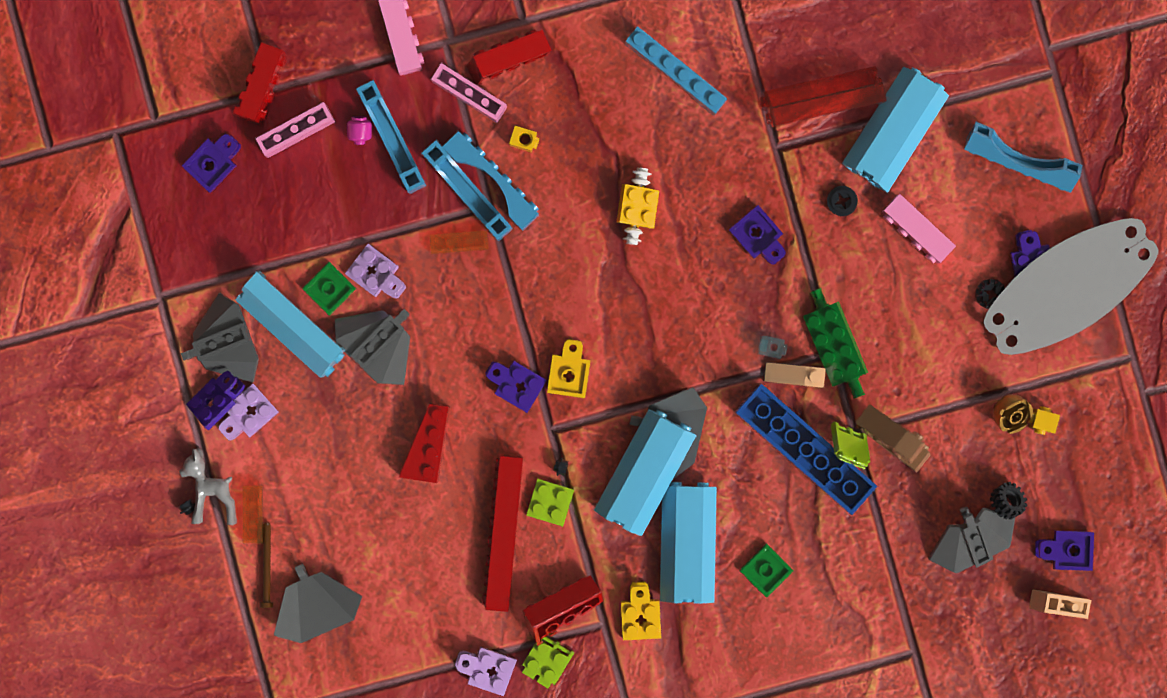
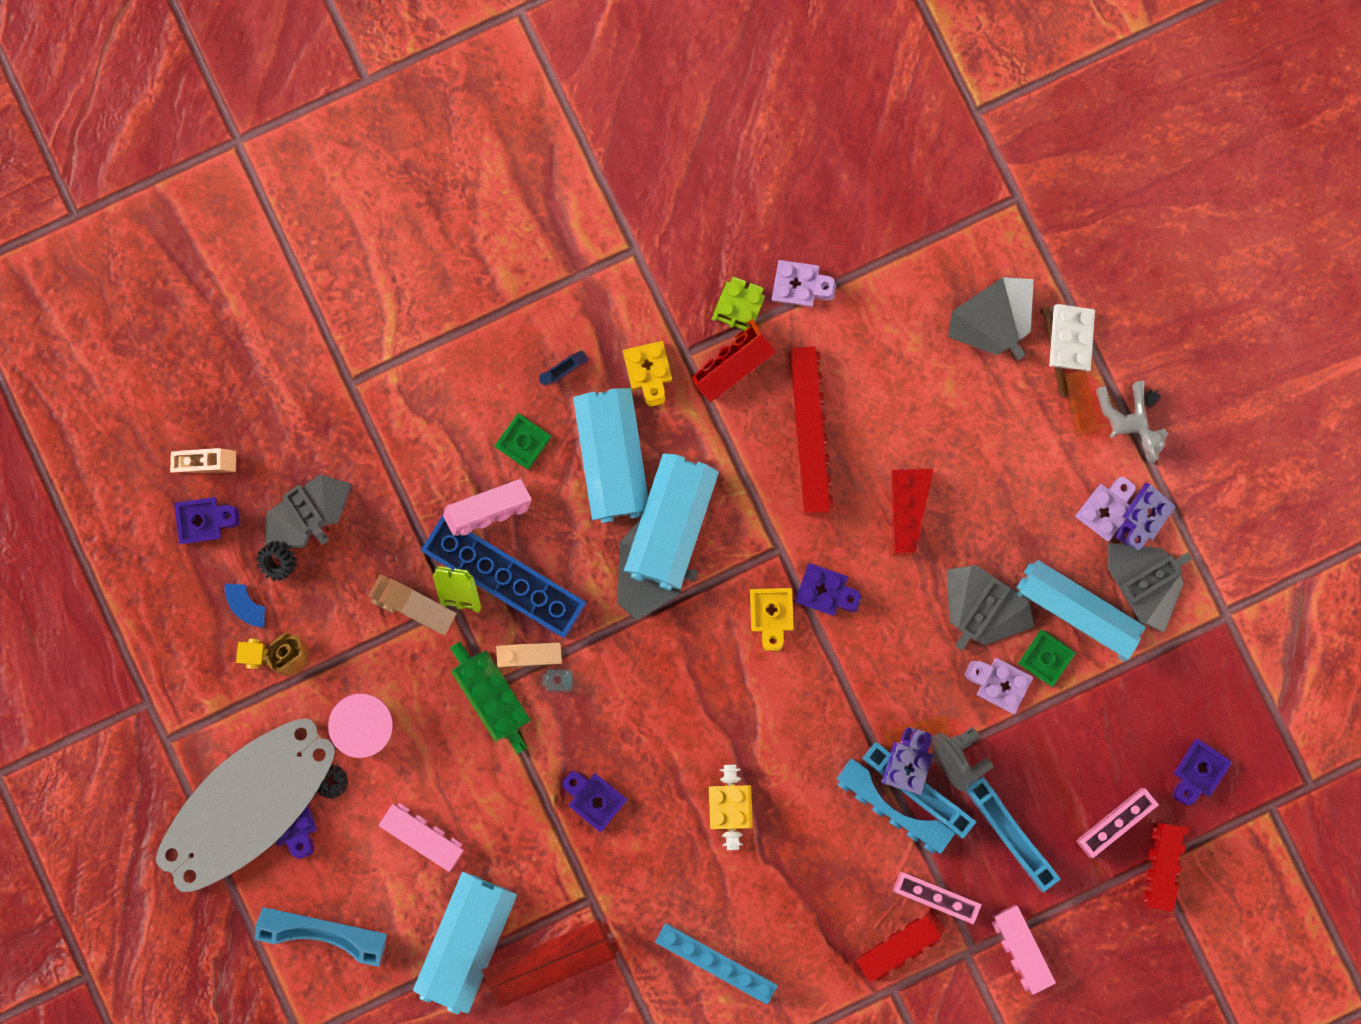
camera: 170 degrees right, 5 degrees down
(248, 575) = (1072, 337): none -> white plate
(359, 130) = (1048, 836): dark pink head -> none
(431, 209) = (951, 759): none -> dark grey piece
(466, 225) = (910, 751): none -> plate
(516, 135) = (876, 861): yellow brick -> none
(550, 502) = (766, 472): lime plate -> none
(561, 467) = (762, 511): black plate -> none
(718, 630) = (563, 368): none -> dark blue piece
(810, 514) = (487, 508): none -> bright pink brick
(850, 204) = (506, 863): black gear -> none
(958, 337) = (360, 725): none -> bright pink piece
(1044, 466) = (243, 606): none -> blue tile

